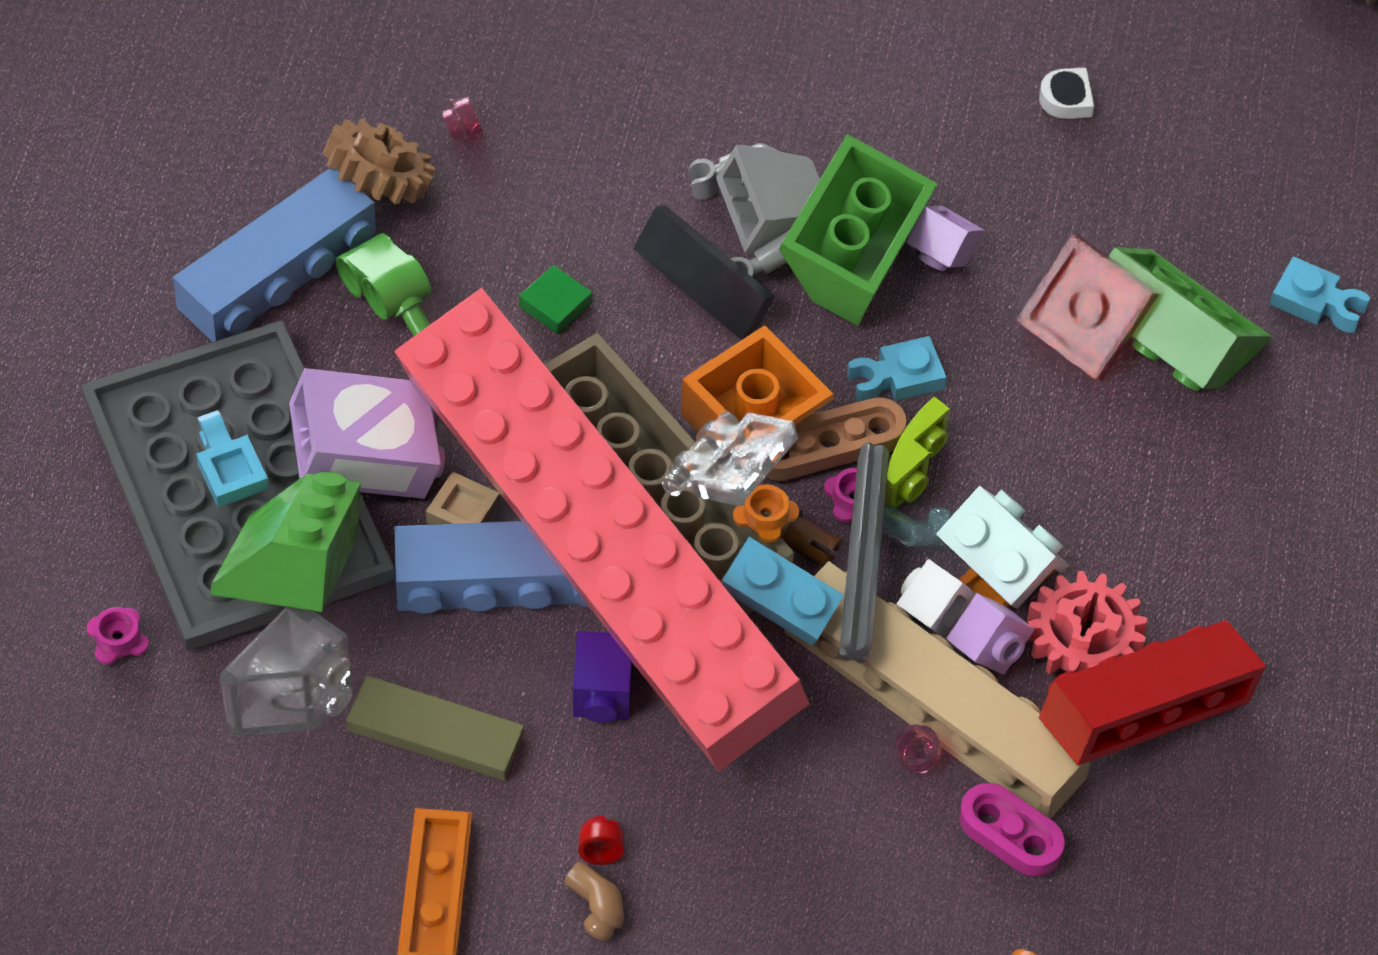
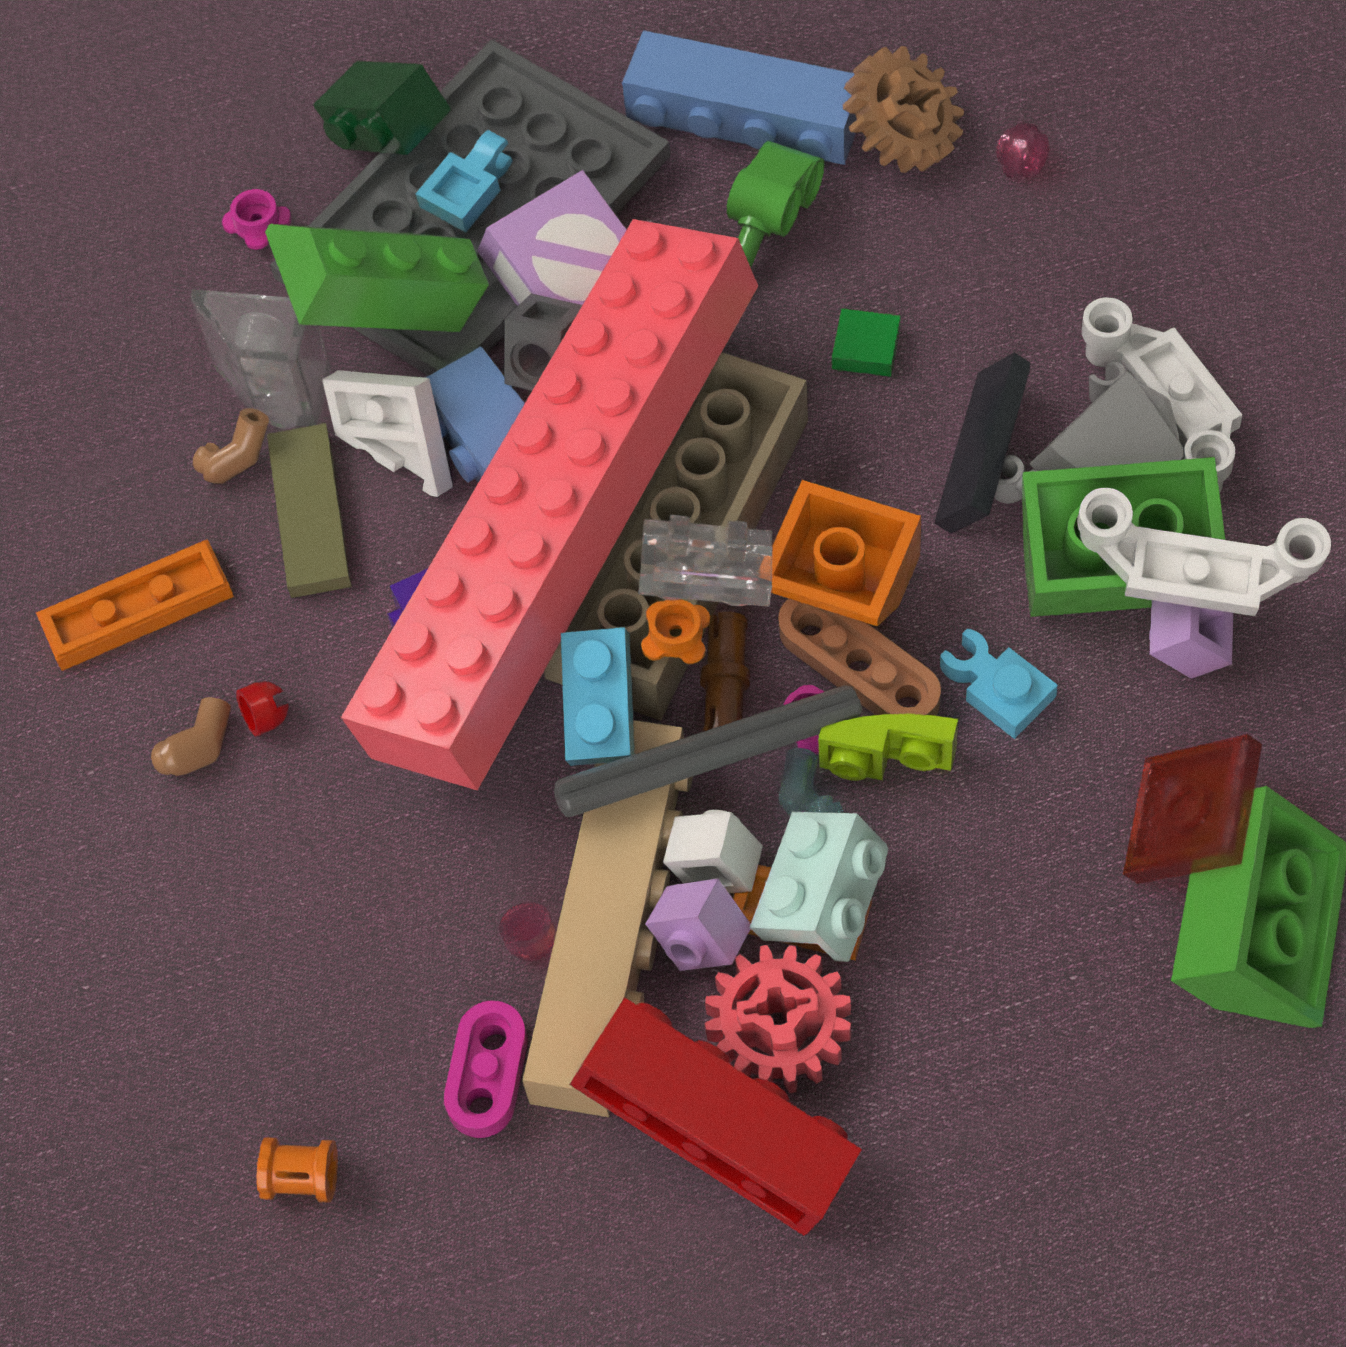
camera: 70 degrees right, 5 degrees up
(100, 484) = (381, 107): none -> dark green brick
(348, 746) = (243, 452): none -> medium nougat arm
(410, 624) = (392, 421): none -> white wing
(442, 475) = (533, 336): none -> dark grey brick
(716, 135) = (1170, 367): none -> white plate
(927, 191) = (1198, 568): none -> white plate

